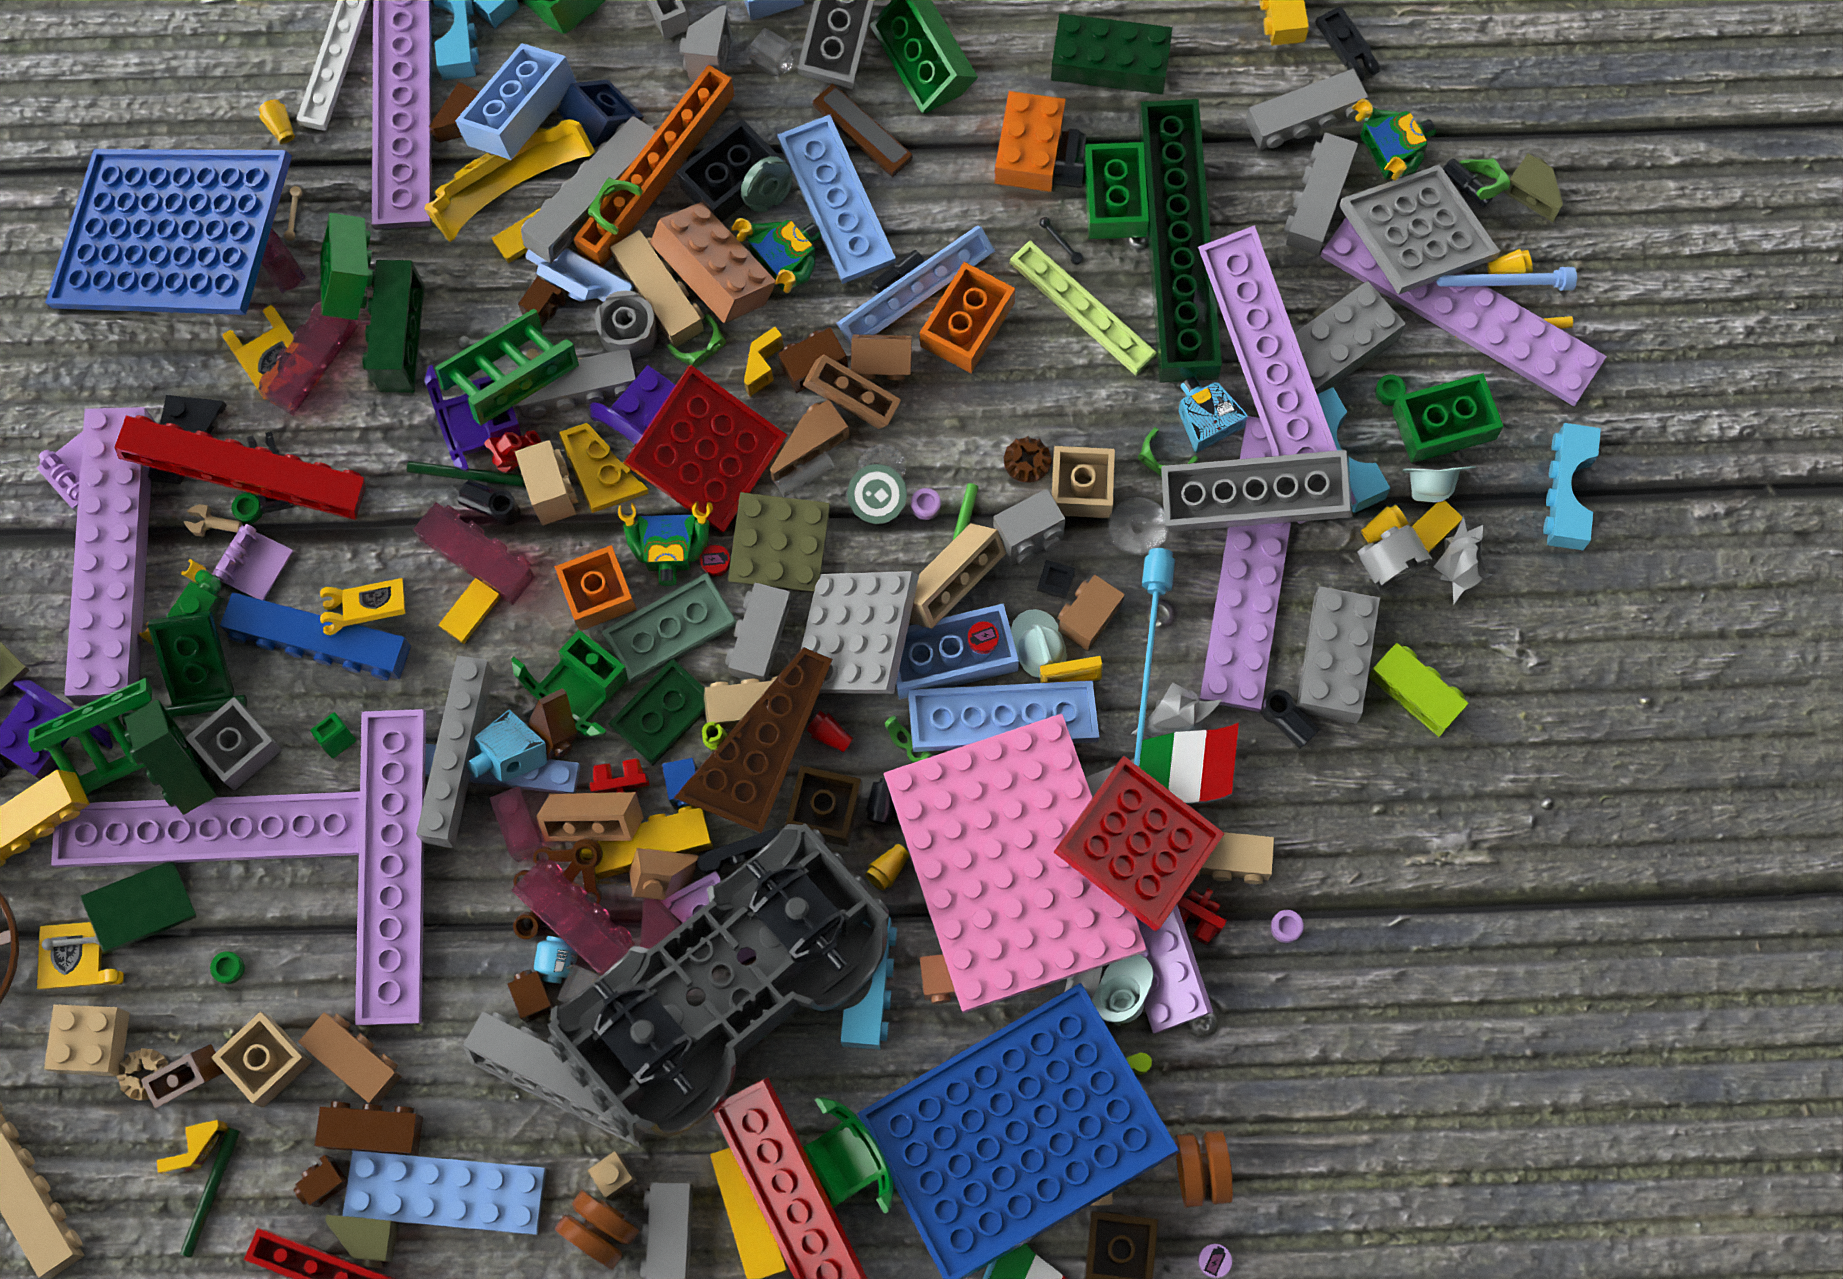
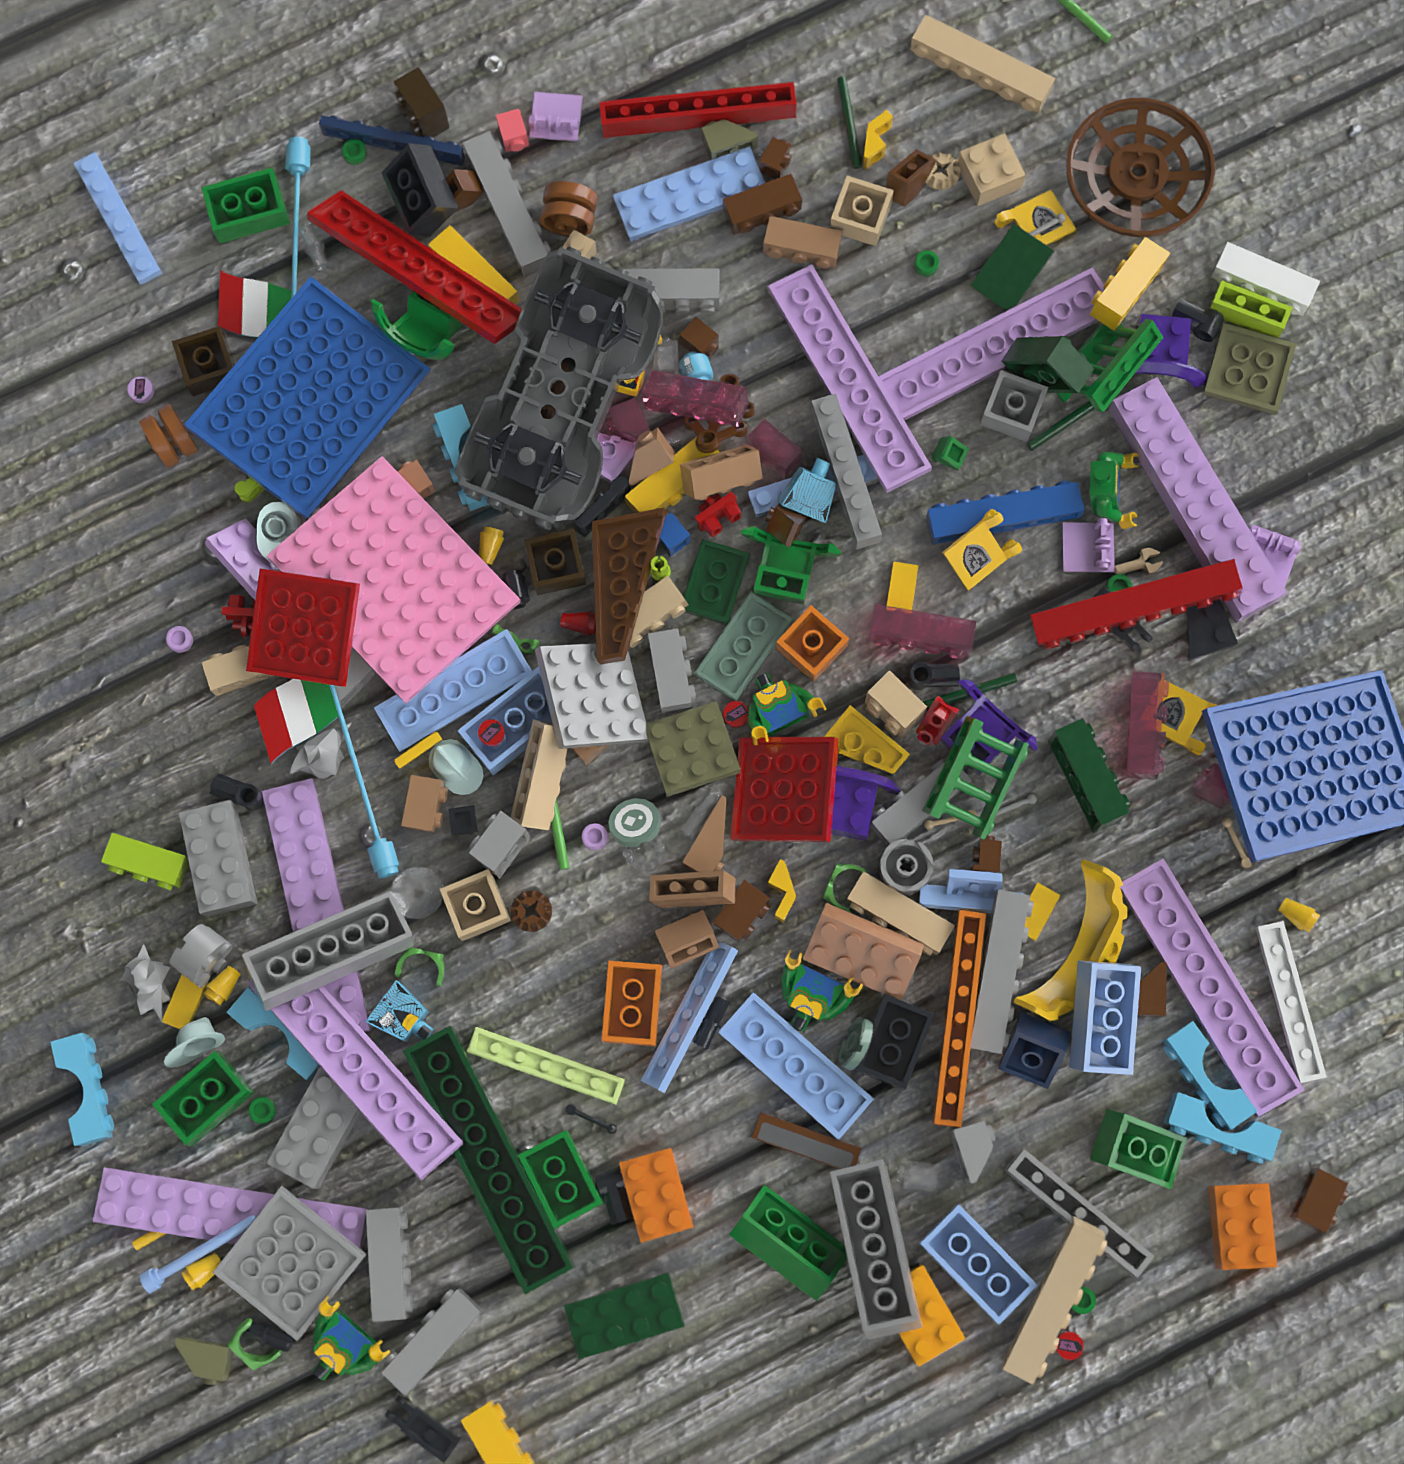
camera: 155 degrees right, 5 degrees up
(191, 657) = (1082, 447): dark green tile -> none
(345, 266) = (1155, 799): green brick -> none
(609, 187) = (979, 942): bright green cap -> none

